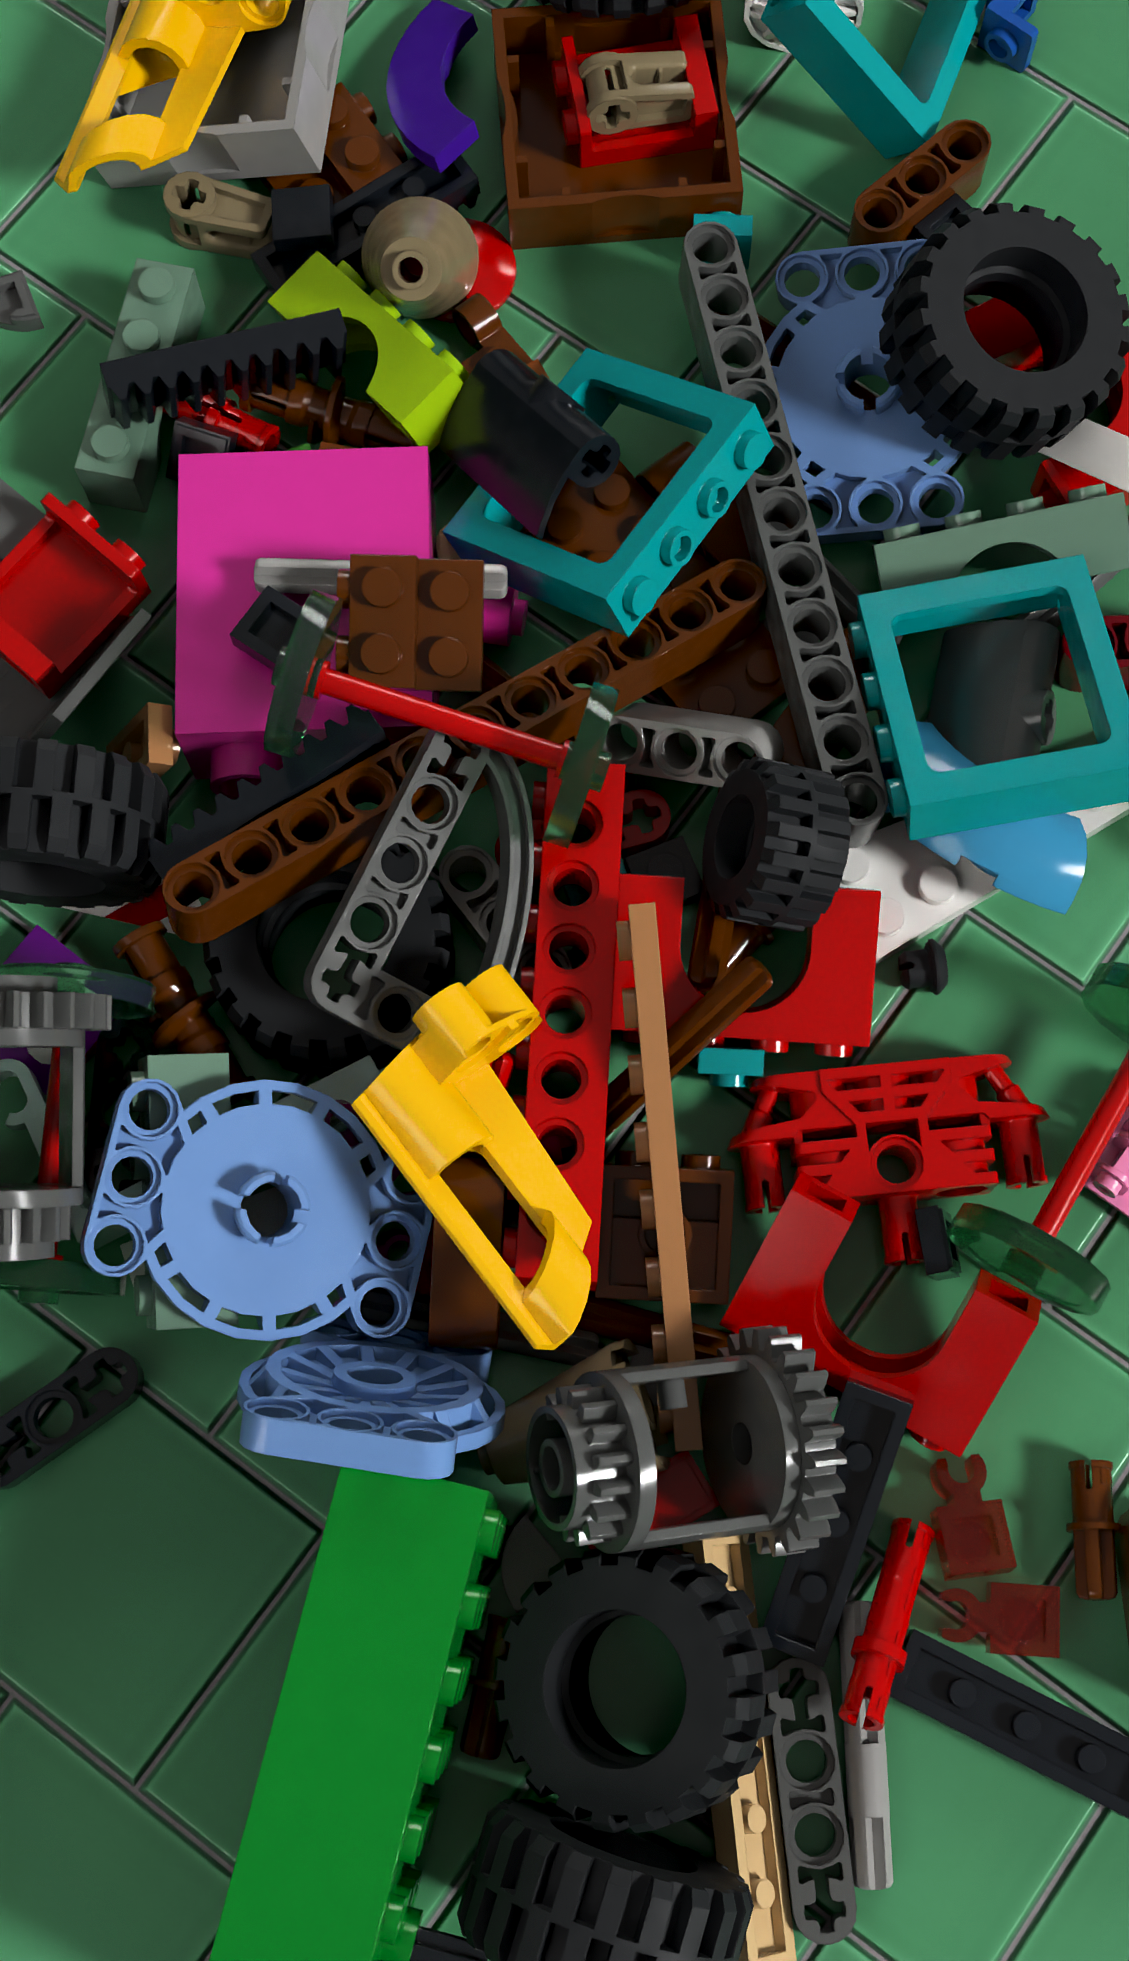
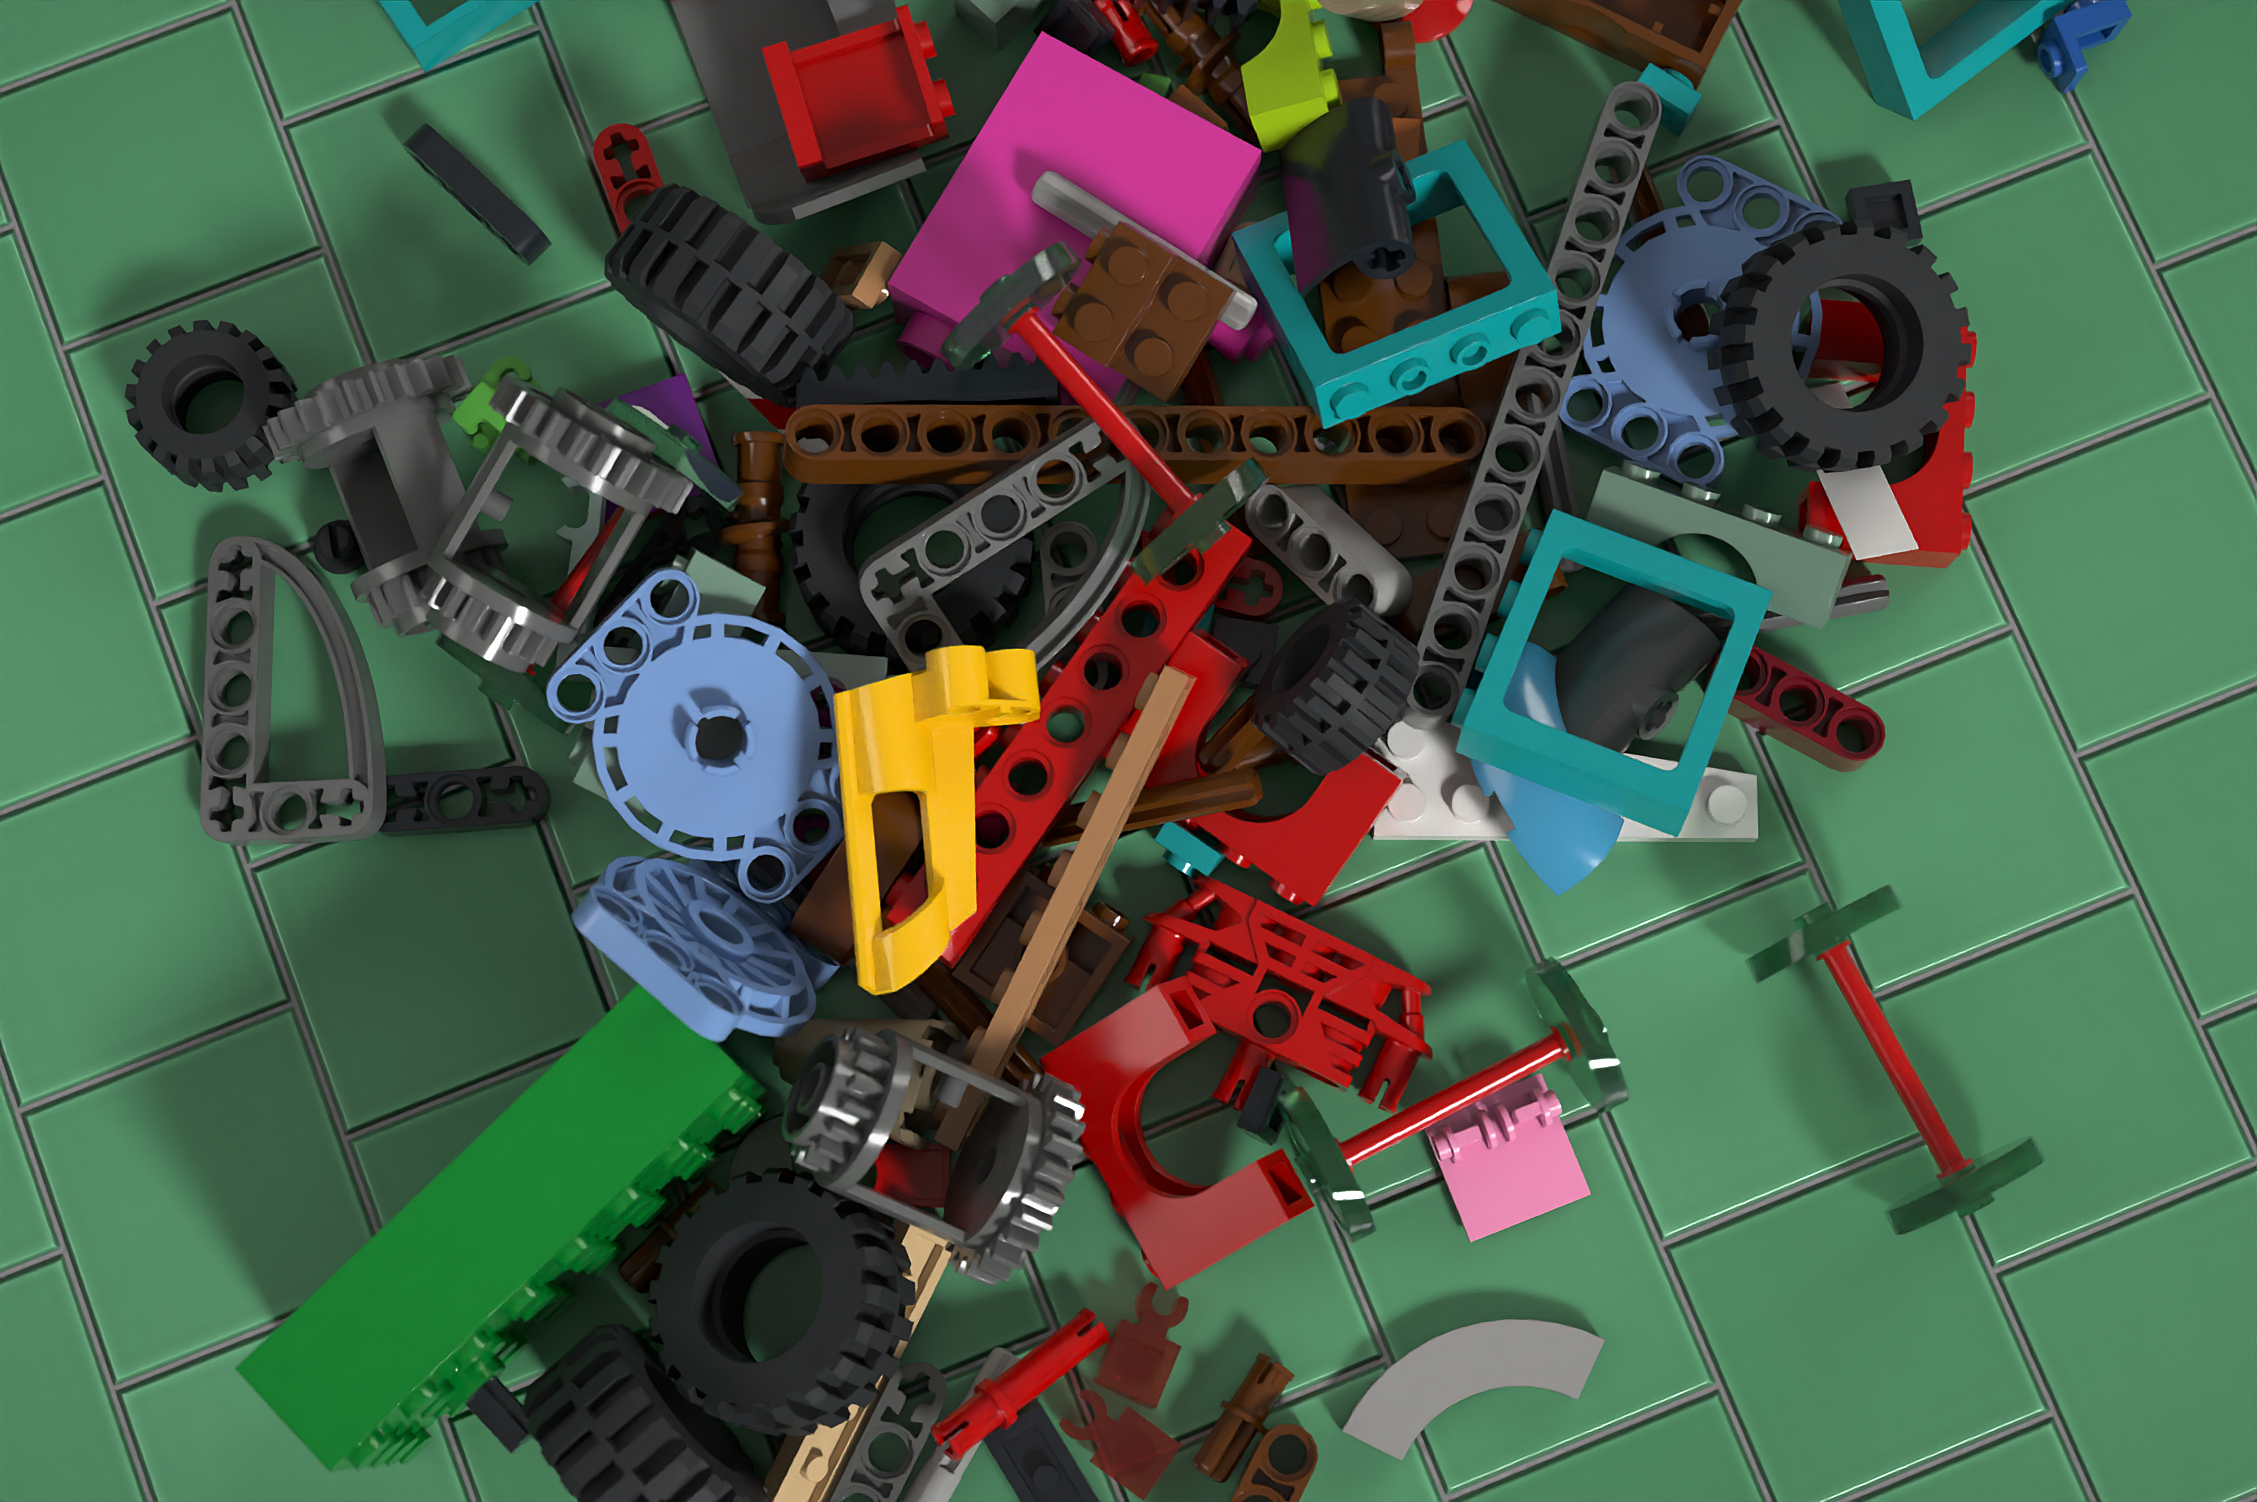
camera: 30 degrees right, 5 degrees up
(266, 626) = (1019, 237): black plate -> none
(819, 1581) = (986, 1317): black gear -> none
(924, 968) = (1414, 869): black piece -> none
(929, 169) = (1898, 139): reddish brown beam -> none

